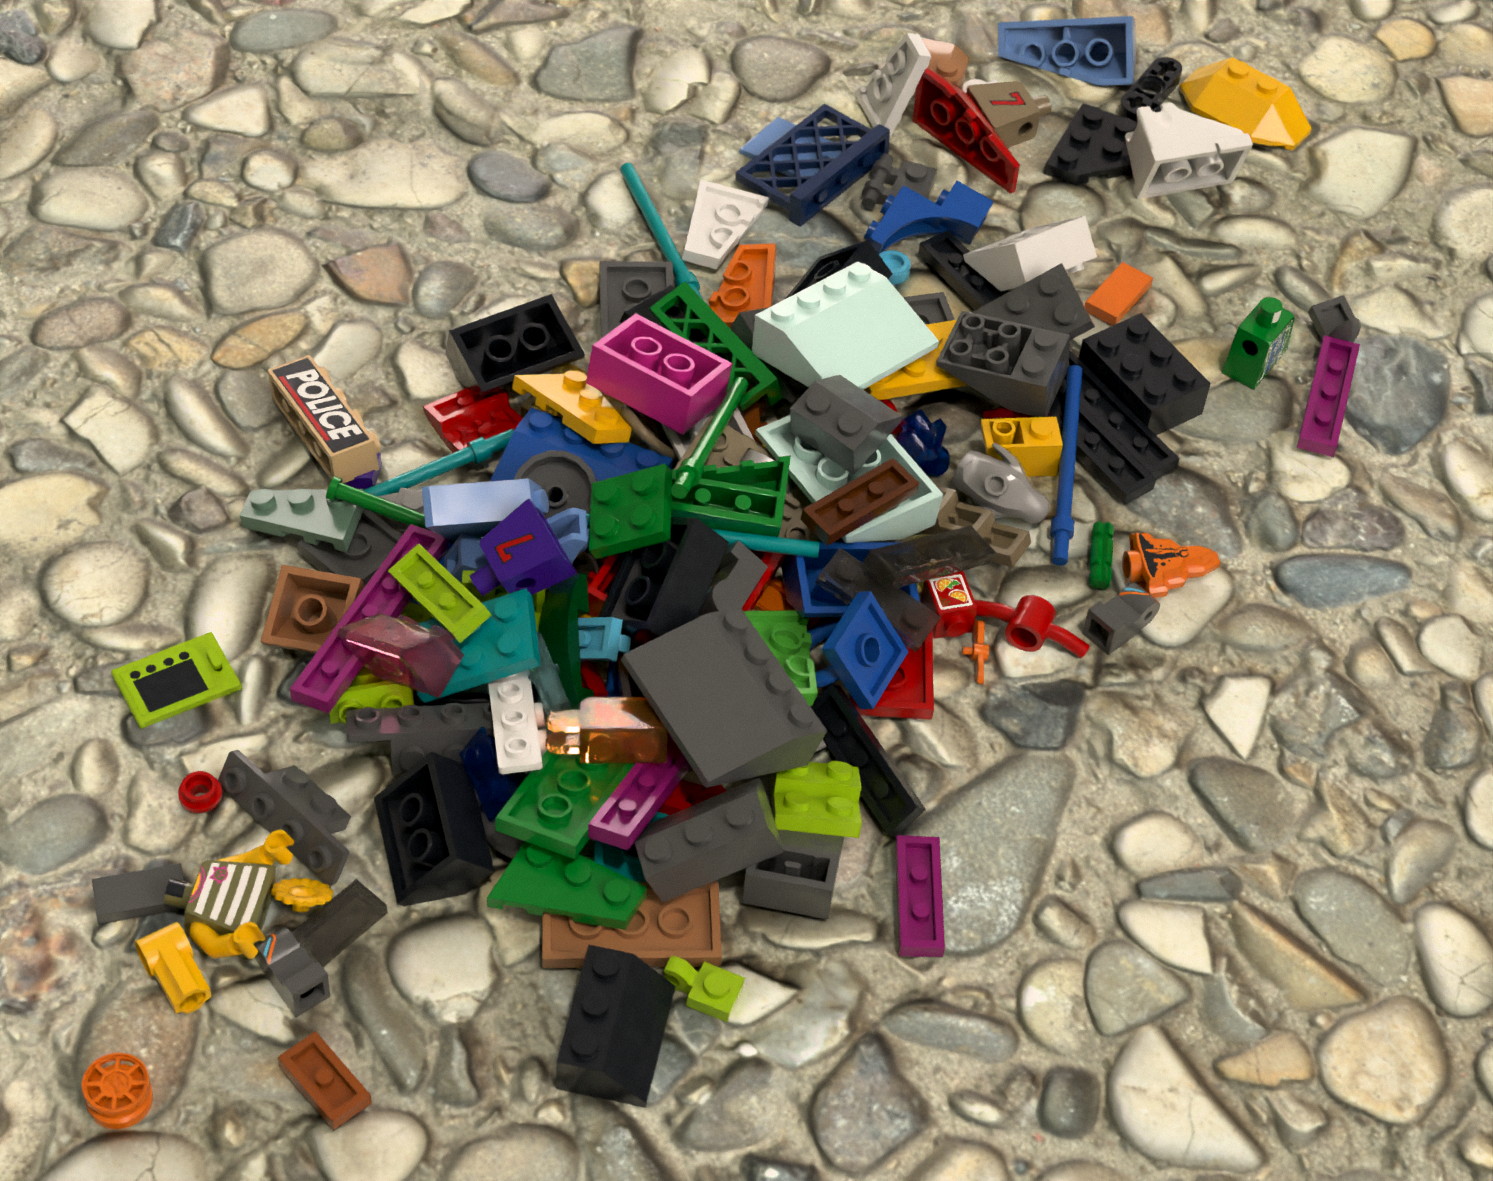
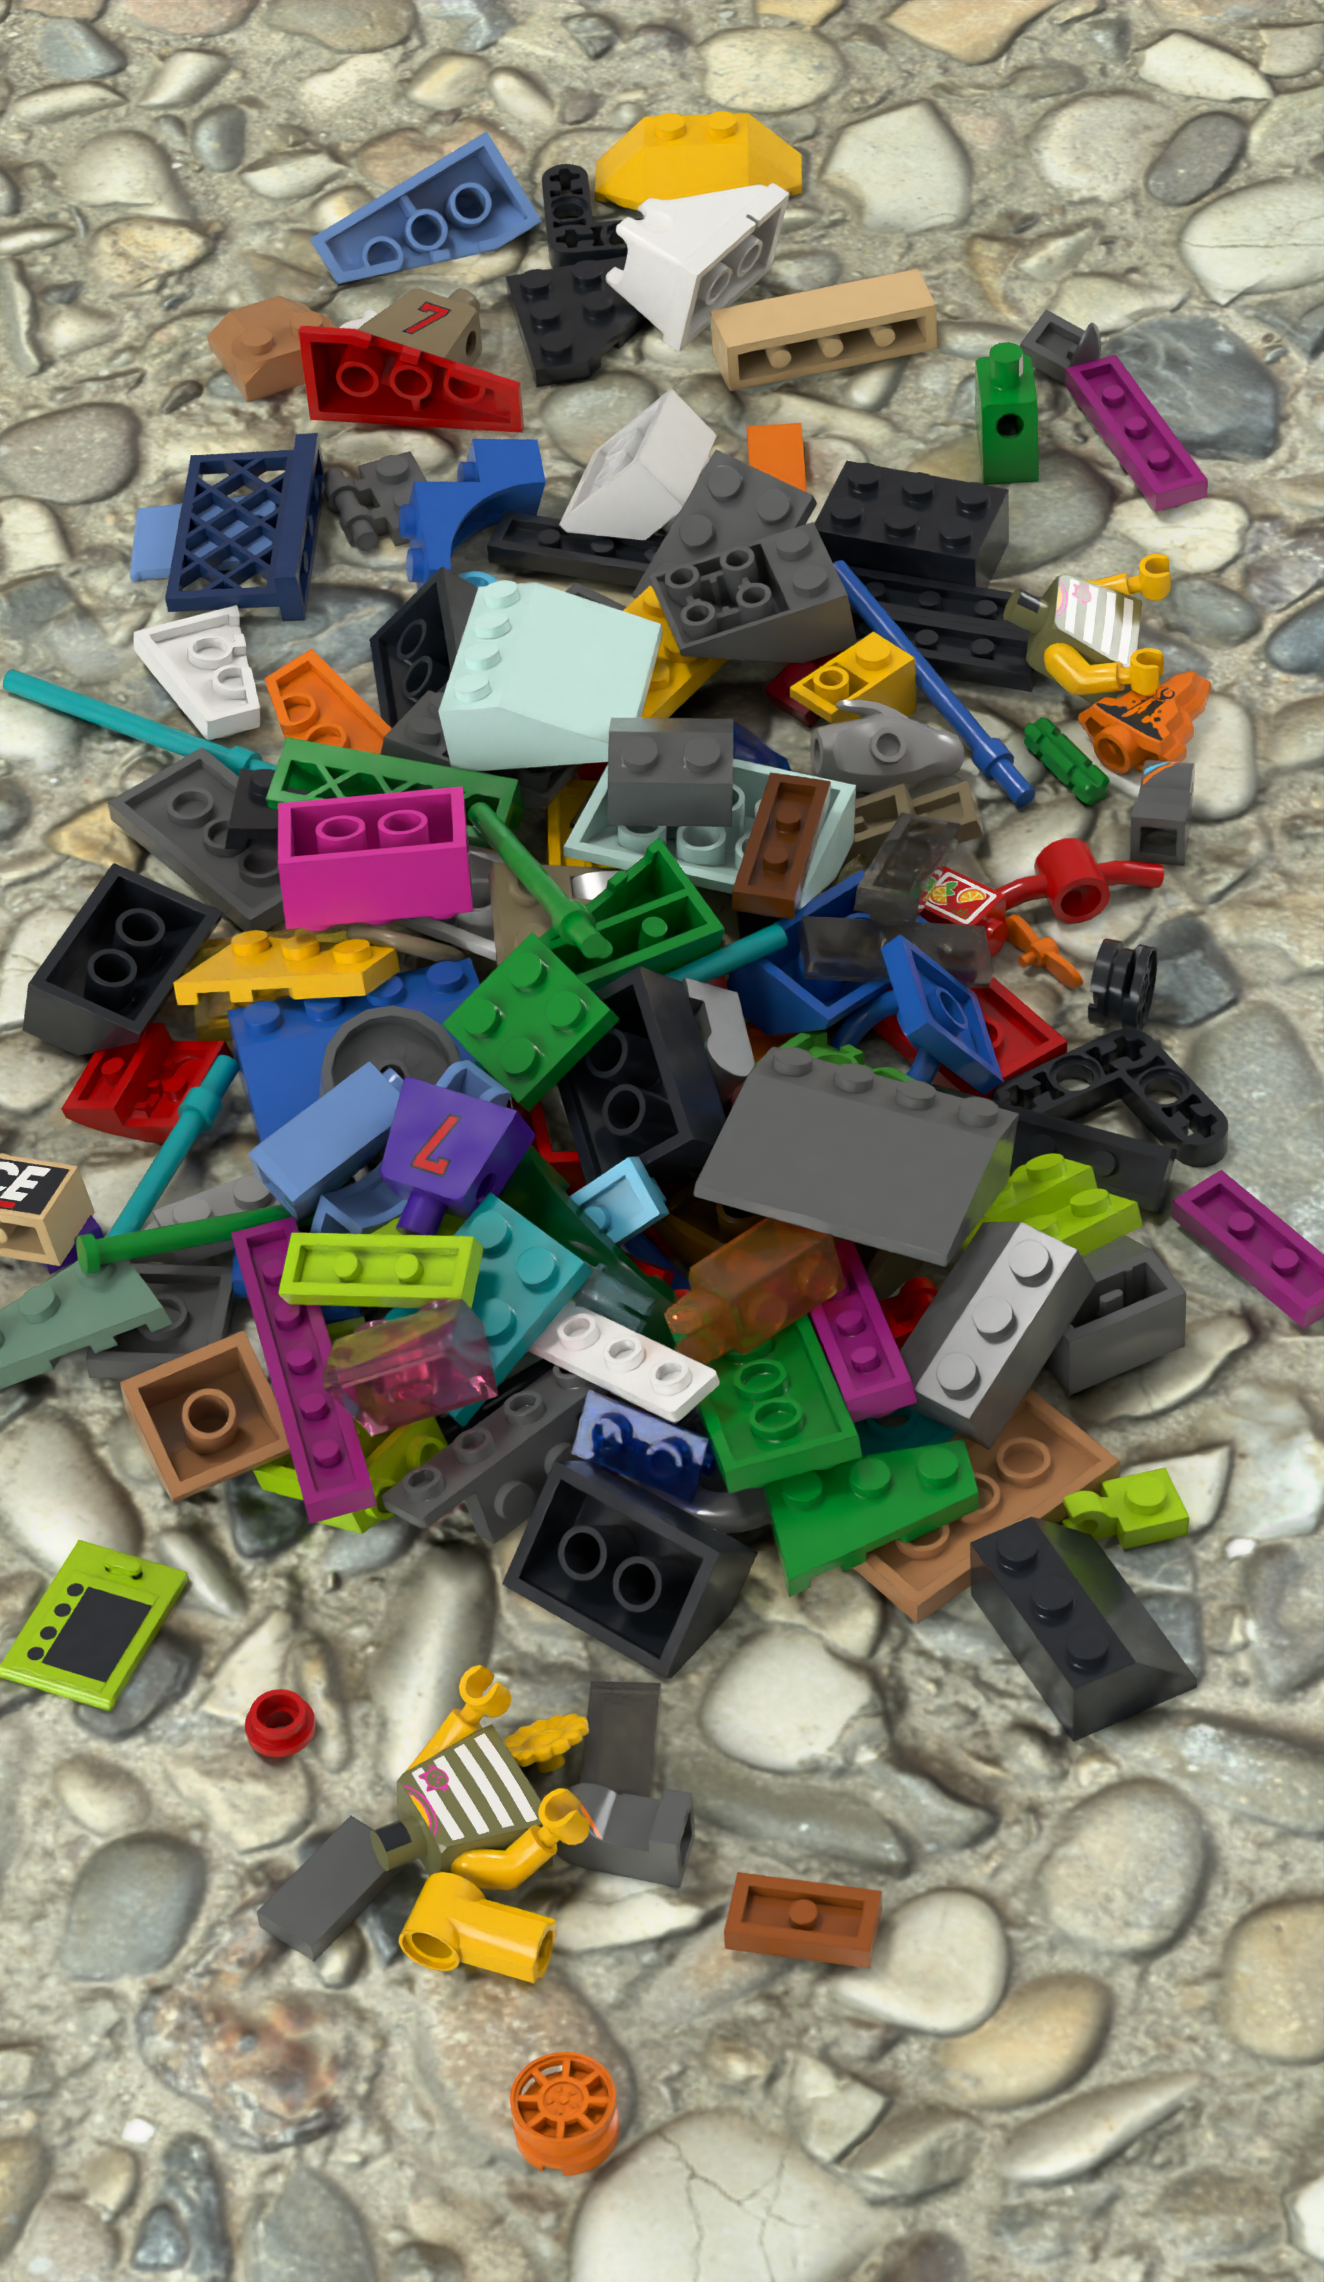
camera: 30 degrees left, 5 degrees down
(294, 804) = (418, 1664): dark grey bracket -> none
(895, 83) = (271, 382): white wing -> none
(950, 753) = (1135, 1071): none -> black beam
(991, 698) = (1122, 984): none -> black wheel
(1177, 490) = (1089, 631): none -> torso
(1217, 233) = (823, 329): none -> tan brick

